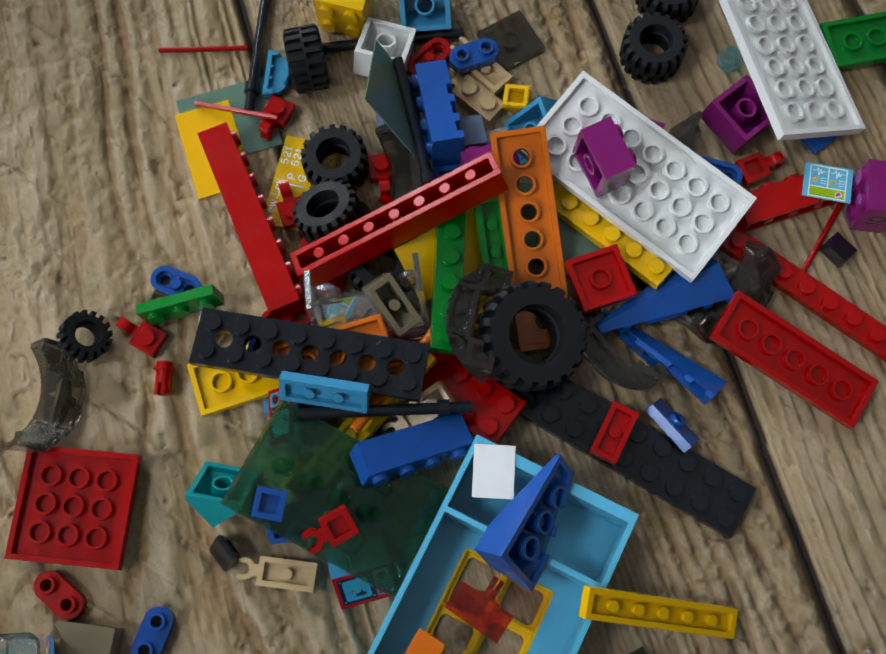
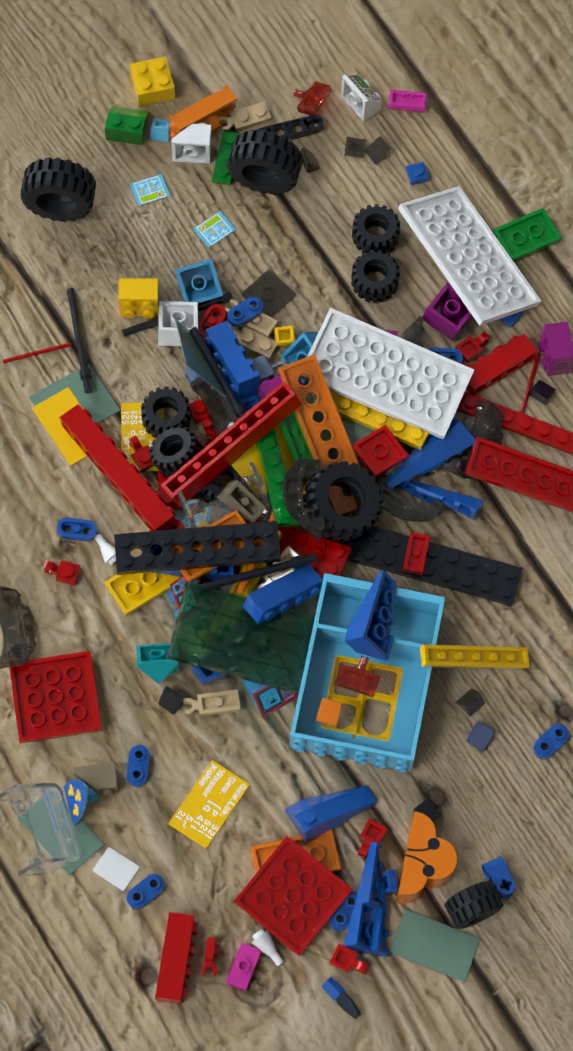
camera: 20 degrees left, 5 degrees down
(58, 594) = (63, 757): red plate -> none
(92, 323) = (19, 586): black tyre -> none
(163, 378) = (89, 596): red pin -> none
(180, 304) = (86, 541): green plate -> none
(236, 110) = (79, 393): axle -> none
(269, 504) = (201, 647): blue plate -> none
(276, 75) = (101, 360): dark azure plate -> none
(276, 107) = (109, 390): red plate -> none
(306, 58) = (123, 343): black tyre -> none
(324, 391) = (216, 568): dark azure plate -> none
(335, 526) = (248, 653): red plate -> none
(493, 471) = (342, 593): white sticker -> none
(604, 156) = (361, 366): magenta brick -> none
(672, 424) = (455, 539): blue plate -> none
(729, 59) = (432, 271): clear light blue plate -> none
(827, 182) = (522, 346): sticker -> none

